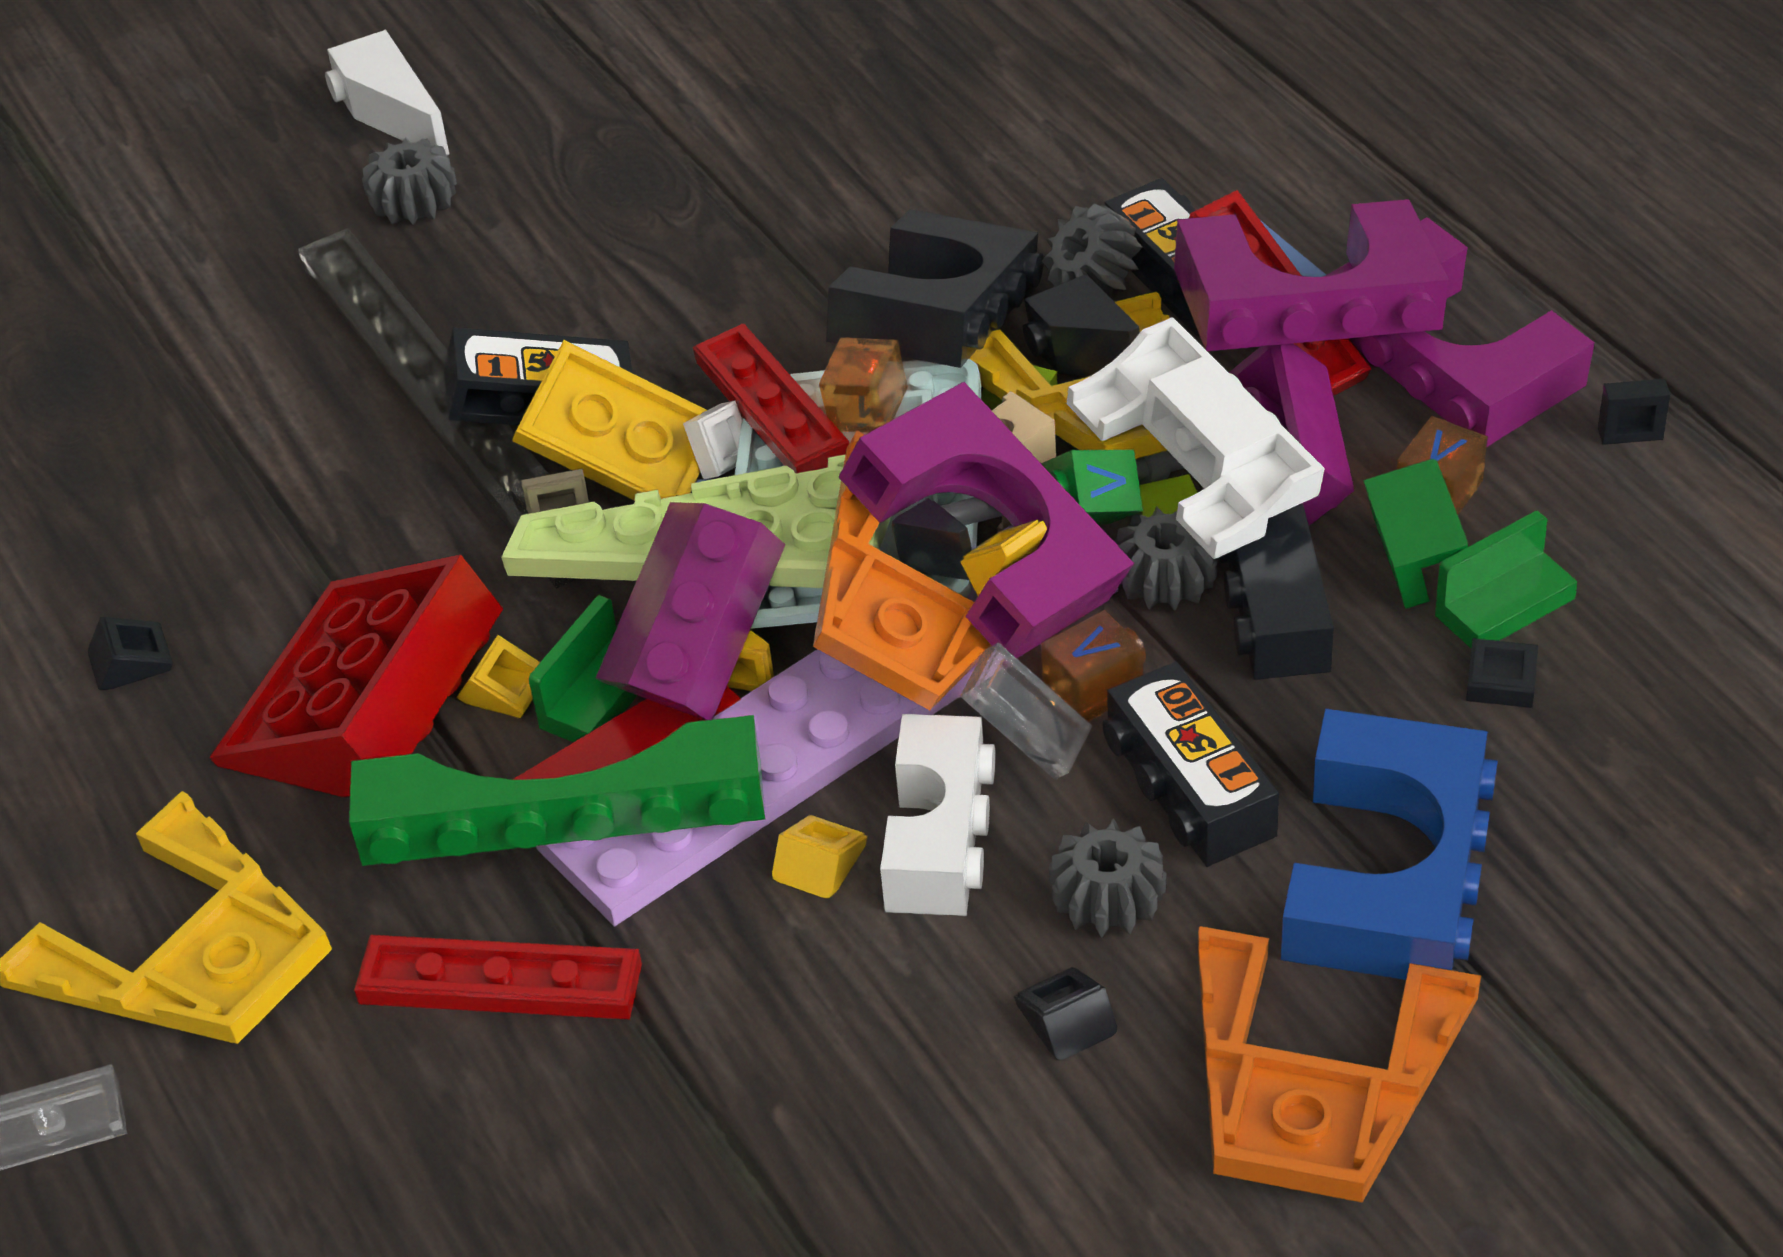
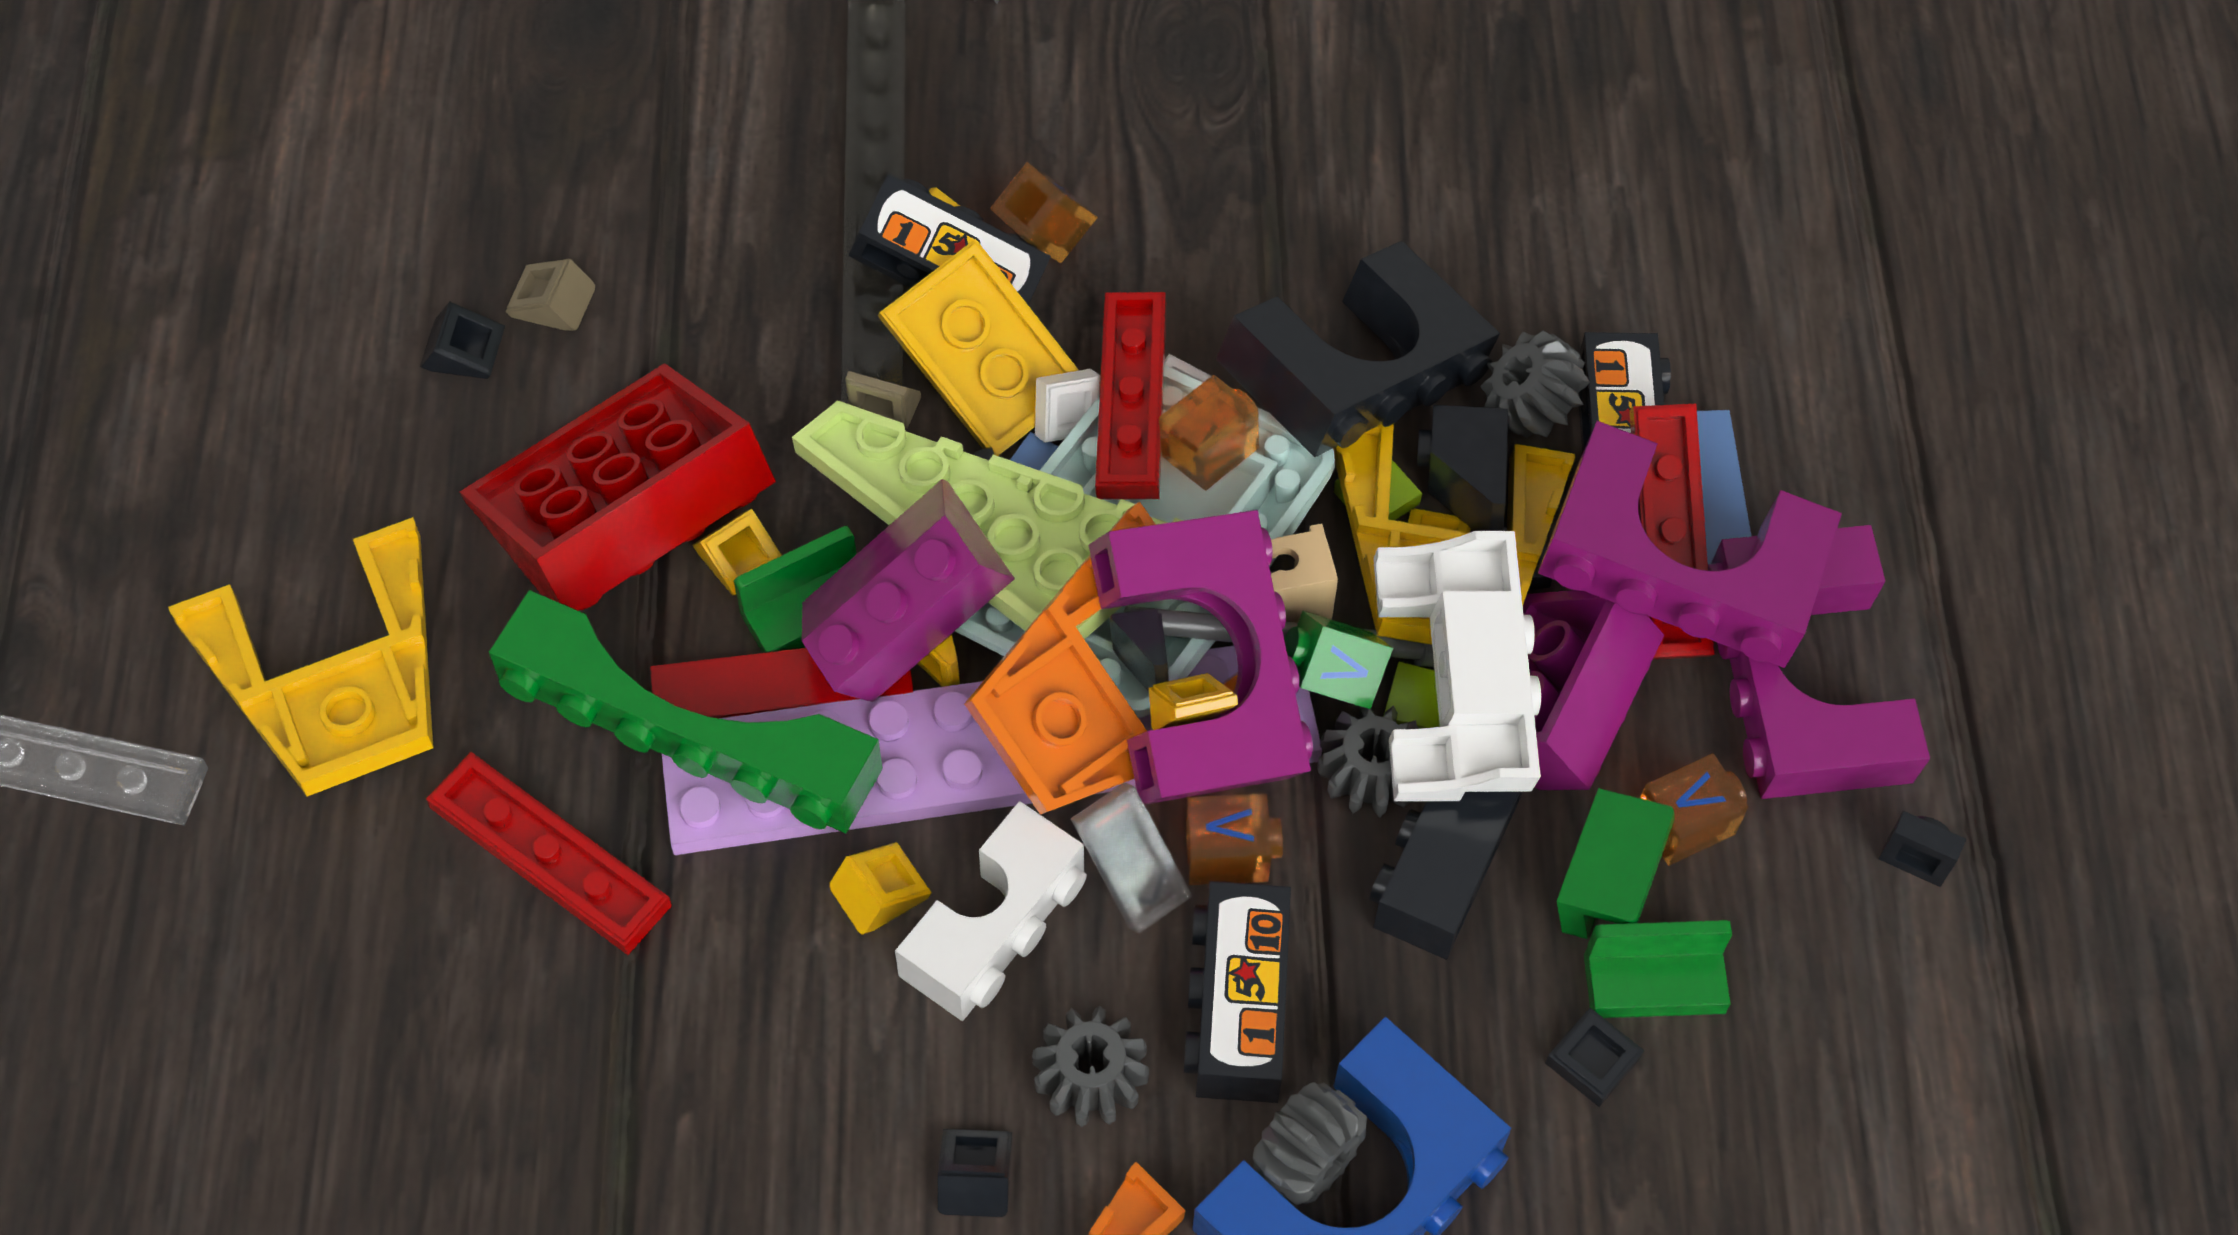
camera: 25 degrees right, 15 degrees up
(187, 580) = (552, 295): none -> dark tan slope
(595, 312) = (1043, 212): none -> clear orange brick
(1336, 821) = (1310, 1142): none -> dark grey gear

